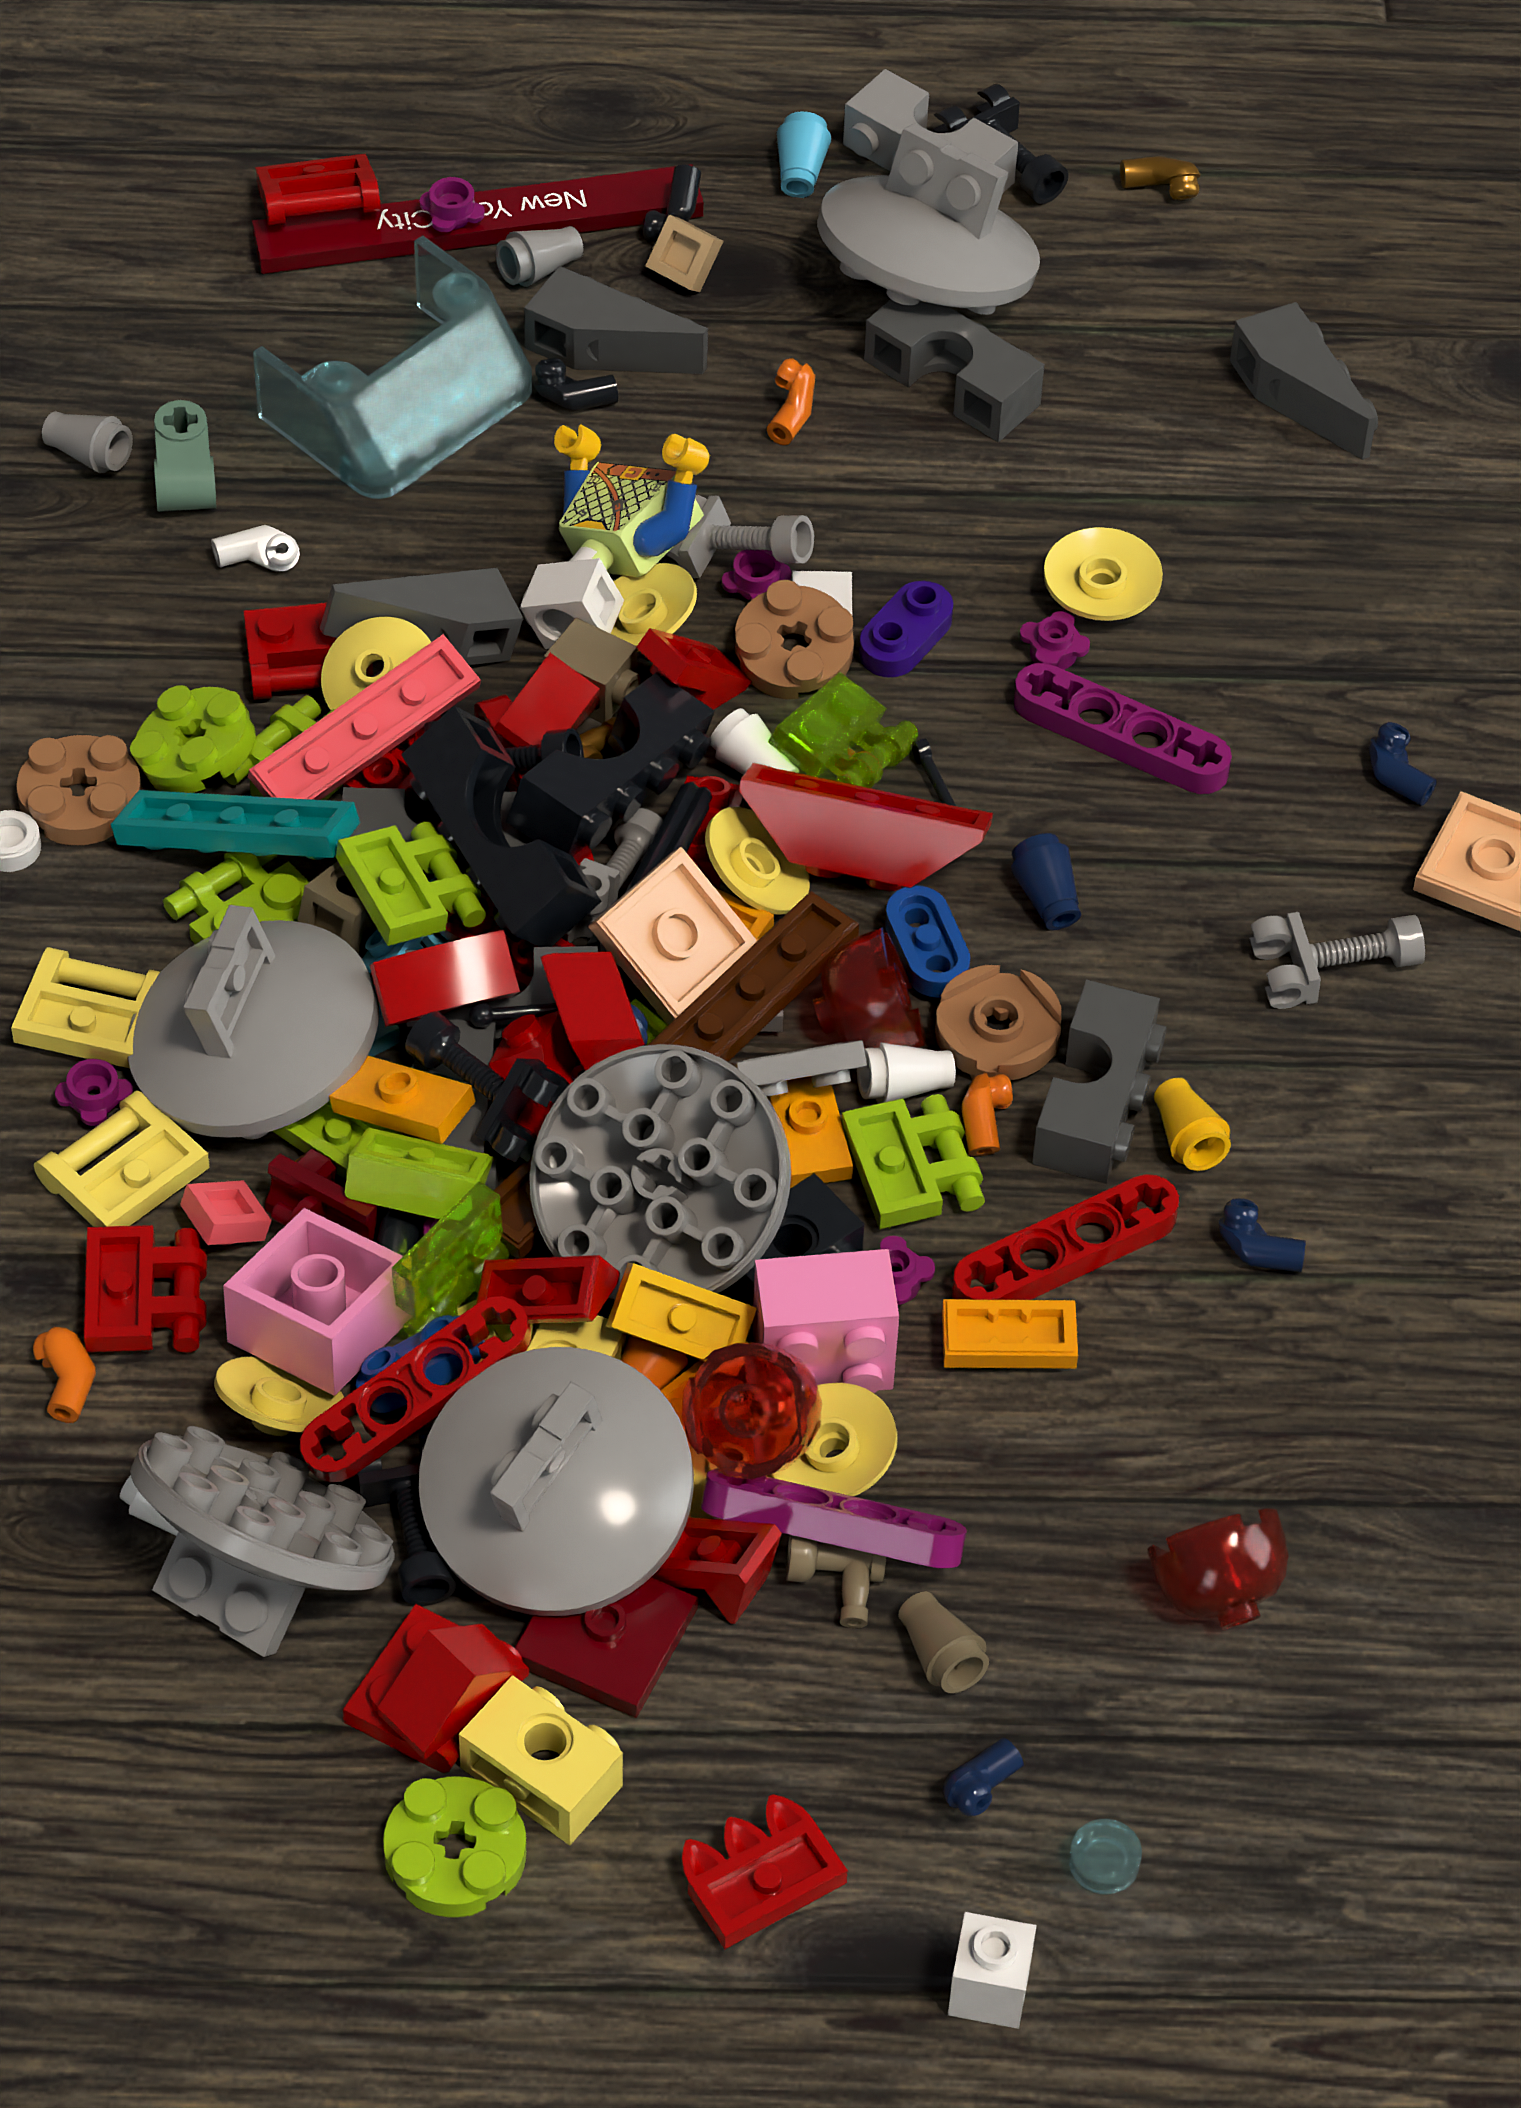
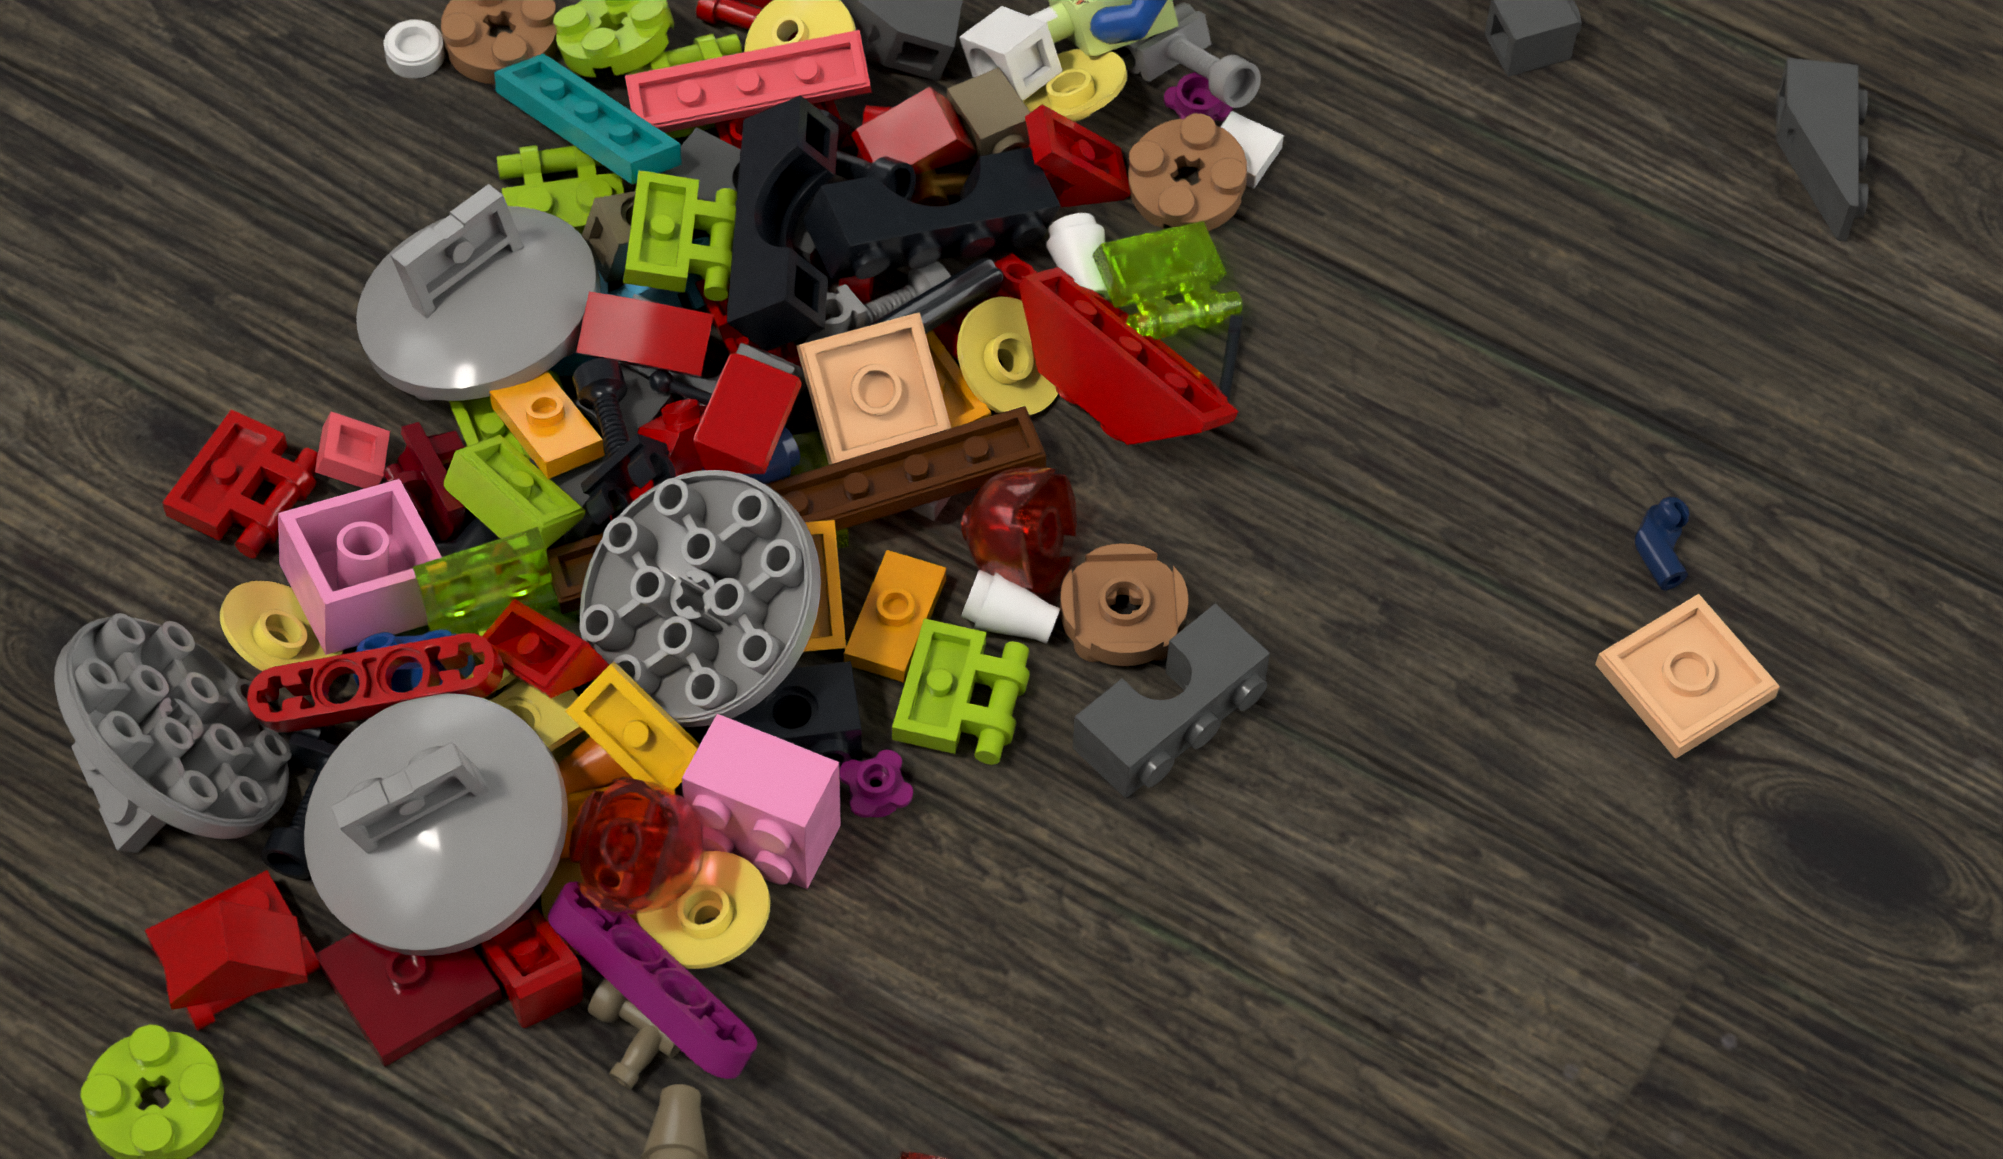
camera: 30 degrees right, 5 degrees up
(73, 1366) = (142, 525): orange arm -> none
(80, 1019) = (355, 227): light yellow plate -> none
(89, 1077) = (322, 282): magenta plate -> none
(134, 1175) = (306, 383): light yellow plate -> none
(556, 1792) = (280, 1097): light yellow brick -> none
(824, 1064) = (879, 552): light grey plate -> none
(915, 619) = (1303, 208): dark purple plate -> none
(930, 946) = (1110, 504): blue plate -> none
(979, 1115) = (1053, 672): orange arm -> none
(1009, 1334) = (933, 892): light orange plate -> none
(1047, 878) = (1260, 494): dark blue cone -> none
(1055, 640) = (1419, 293): magenta plate -> none
(1059, 1237) = (1043, 849): red beam -> none
(1103, 574) = (1512, 222): light yellow dish -> none
(1126, 721) = (1436, 385): magenta beam -> none
(1193, 1129) = (1229, 786): yellow cone -> none
(1253, 1244) = (1213, 919): dark blue arm -> none
(1301, 981) = (1435, 648): light grey bar -> none

